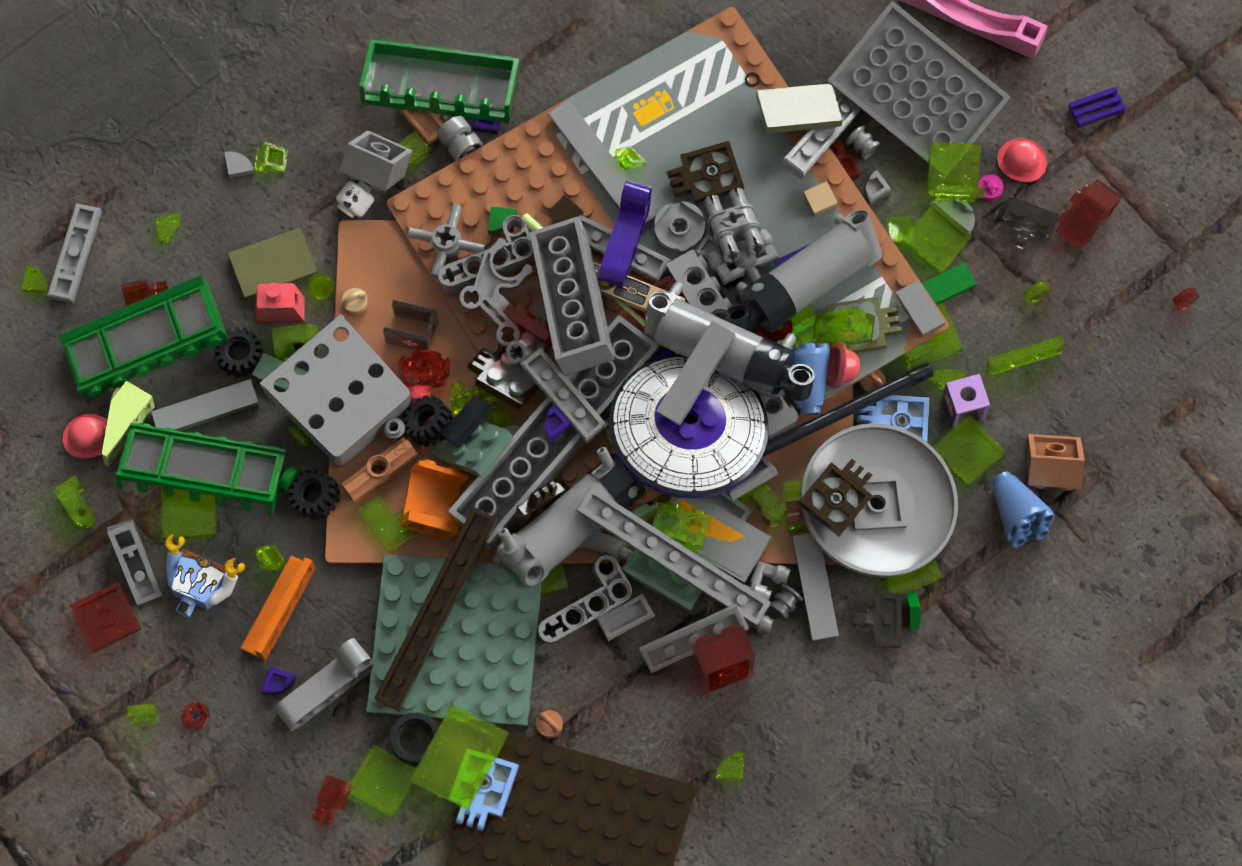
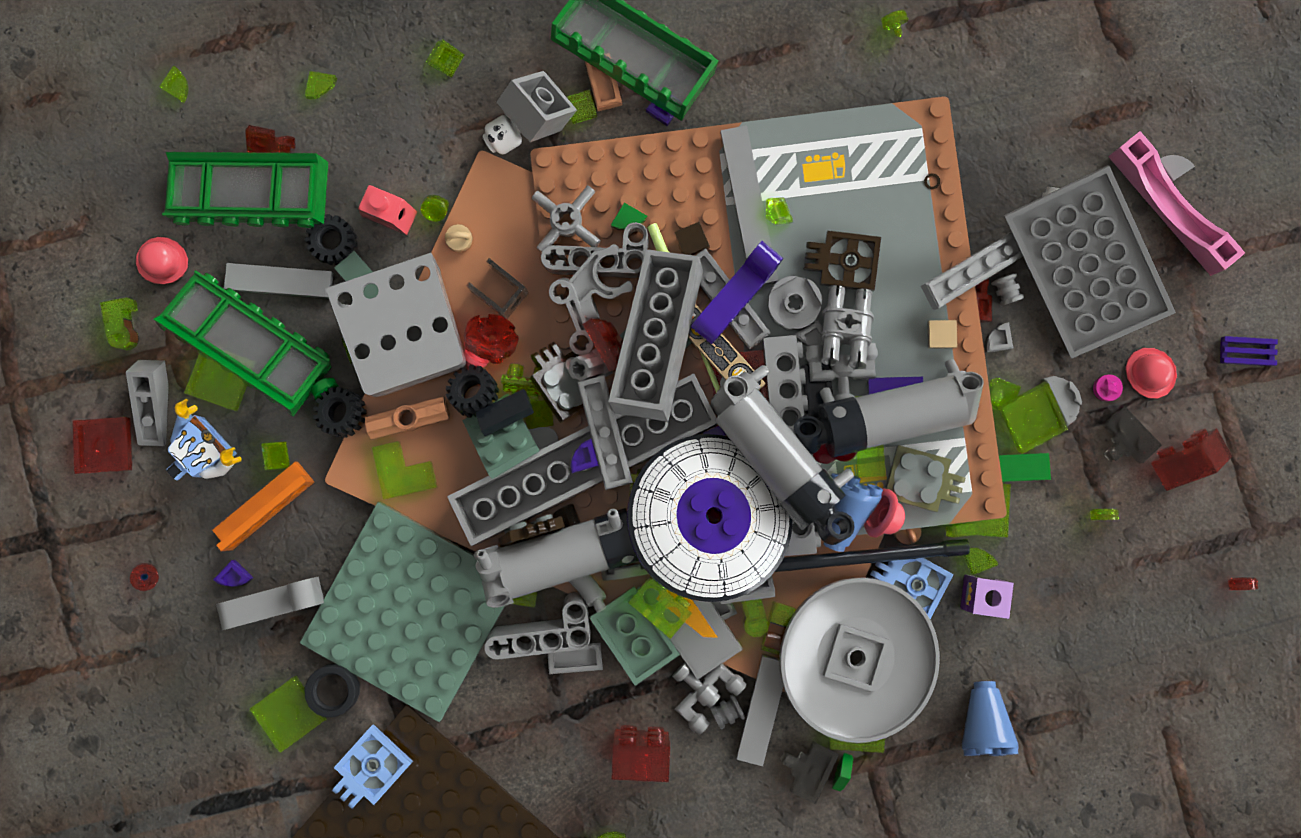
camera: 20 degrees right, 15 degrees up
(74, 253) = (221, 73): light grey plate -> none
(127, 406) = (202, 253): yellowish green slope -> none
(143, 713) = (97, 554): clear neon green tile -> none
(238, 165) = (410, 50): light grey tile -> none
(273, 261) = (401, 164): olive tile -> none
(292, 338) = (386, 249): clear neon green leg -> none
(332, 796) = (234, 712): clear red plate -> none
(395, 429) = (433, 390): light grey pin -> none
(429, 497) = (441, 471): orange panel -> none
(436, 608) = (398, 583): dark brown tile -> none
(458, 137) = (626, 113): light grey wheel -> none
(459, 757) = (360, 732): clear neon green piece -> none
(549, 724) = (461, 728): nougat tile -> none
(672, 555) = (636, 636): light grey plate -> none
(679, 643) = (627, 713): light grey tile -> none
(696, 373) = (738, 479): light grey tile -> none
(799, 108) = (964, 234): tile -> none
(837, 496) = (821, 646): dark brown piece -> none
(844, 325) = (905, 481): clear neon green slope -> none
(920, 308) = (987, 490): light grey tile -> none
(954, 171) = (1082, 361): clear neon green bracket -> none
(969, 451) = (965, 640): clear neon green tile -> none
(1025, 355) = (1064, 572): clear neon green tile -> none
(1055, 462) = (1043, 689): nougat slope -> none

